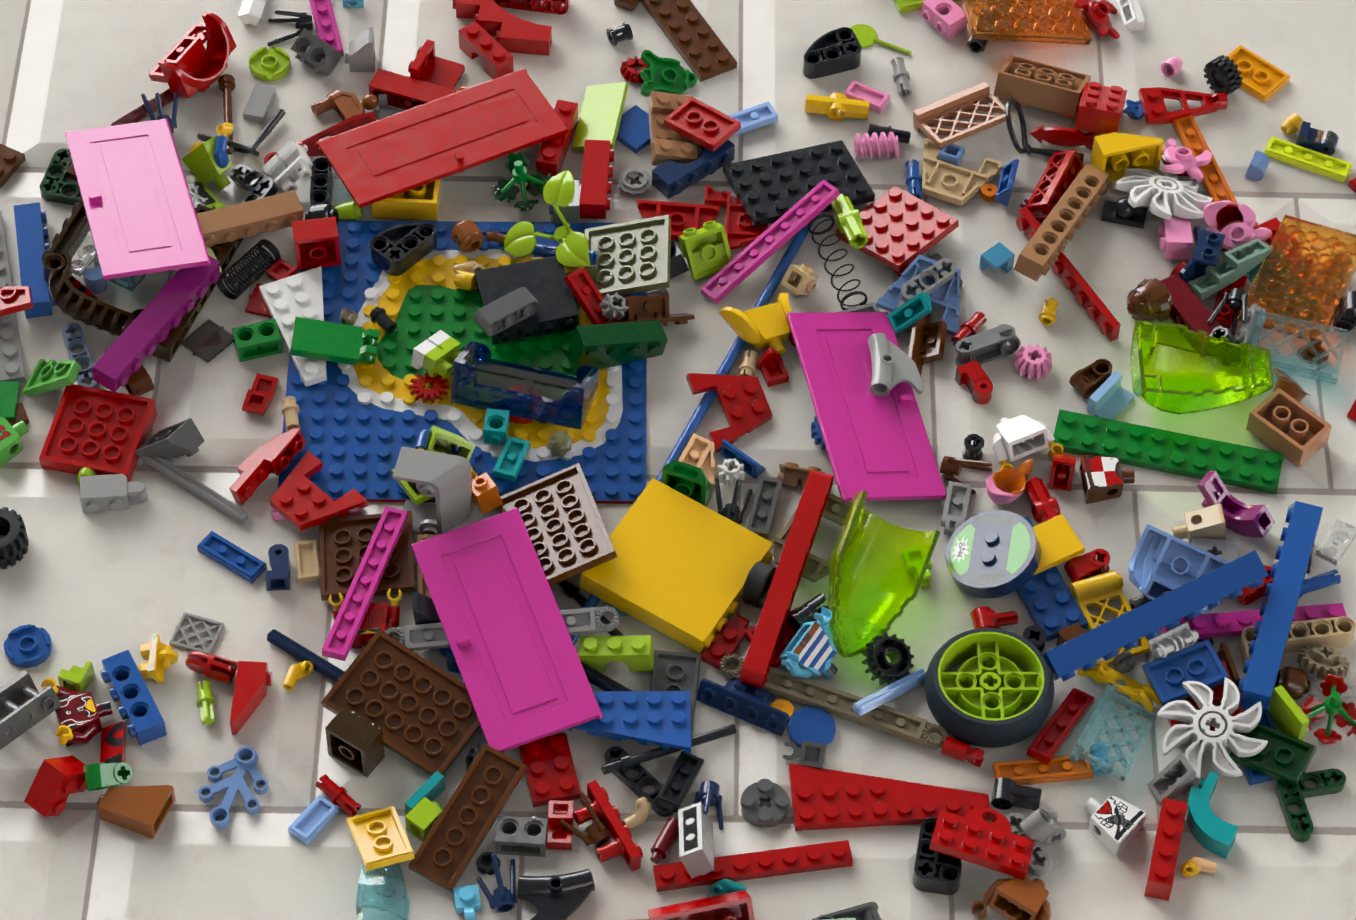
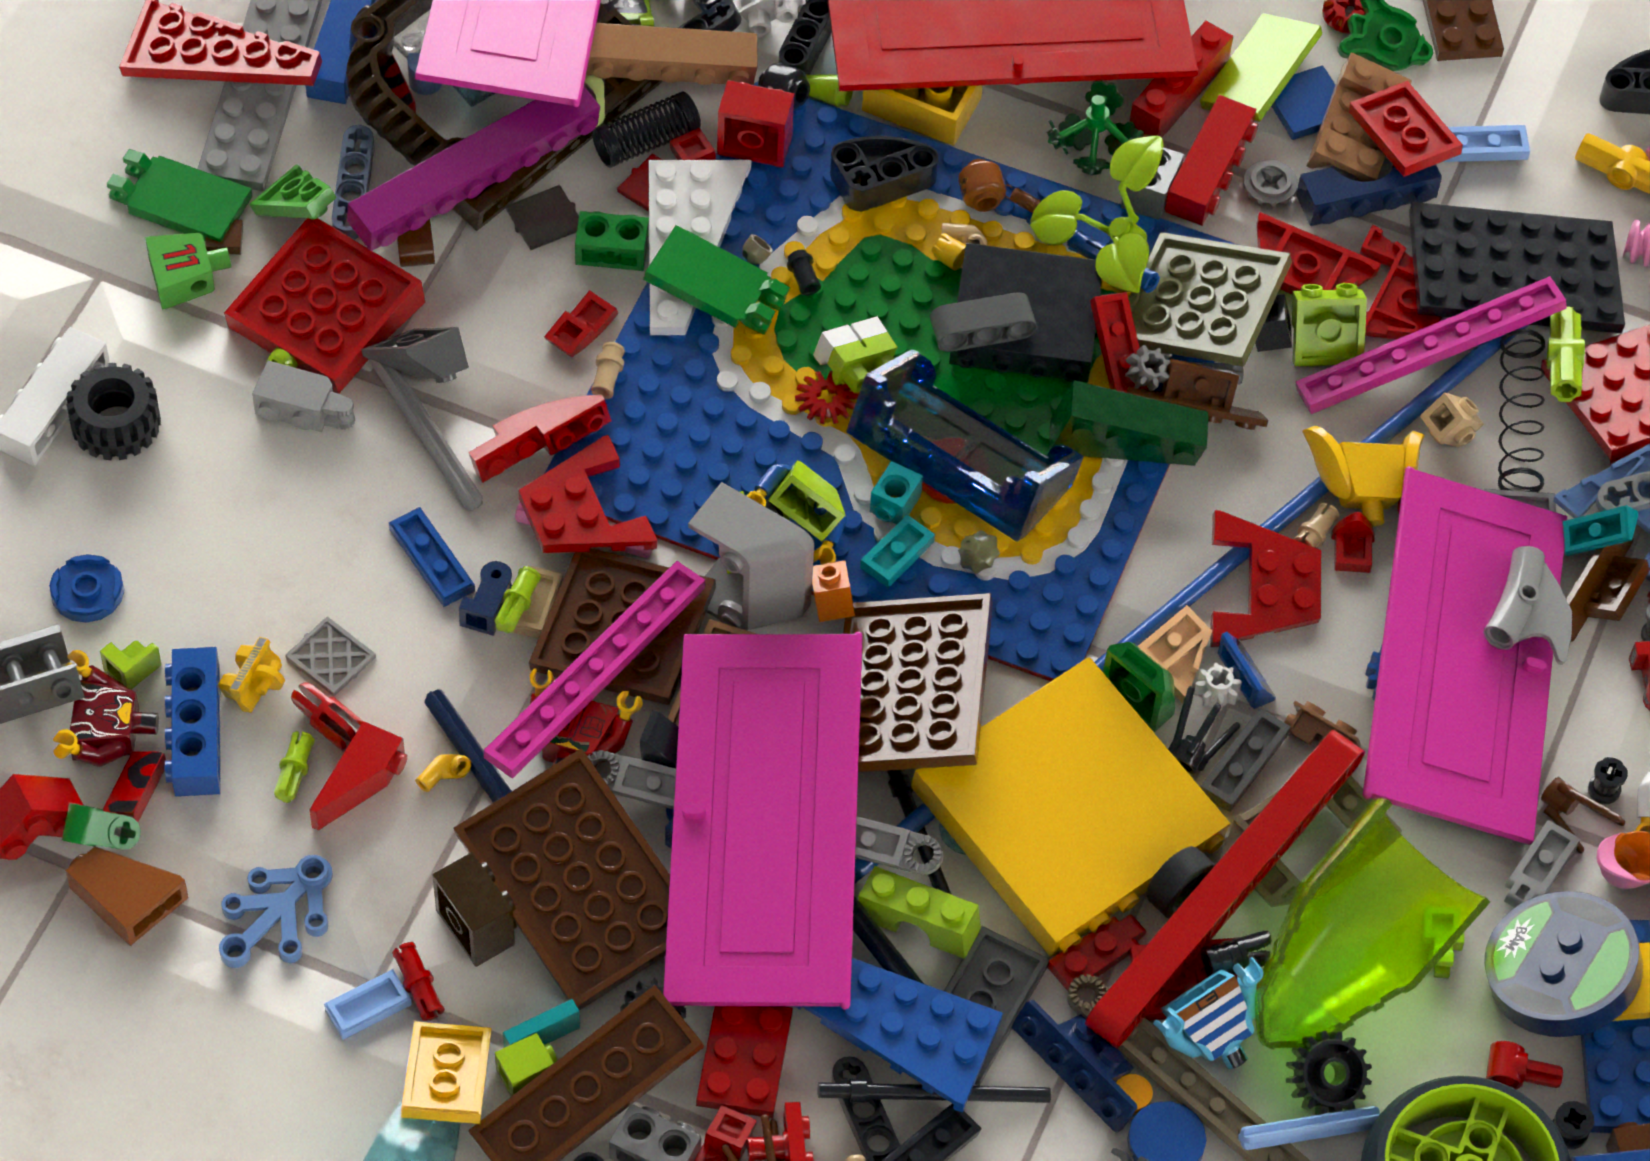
camera: 20 degrees right, 5 degrees up
(297, 561) = (517, 599): none -> lime axle

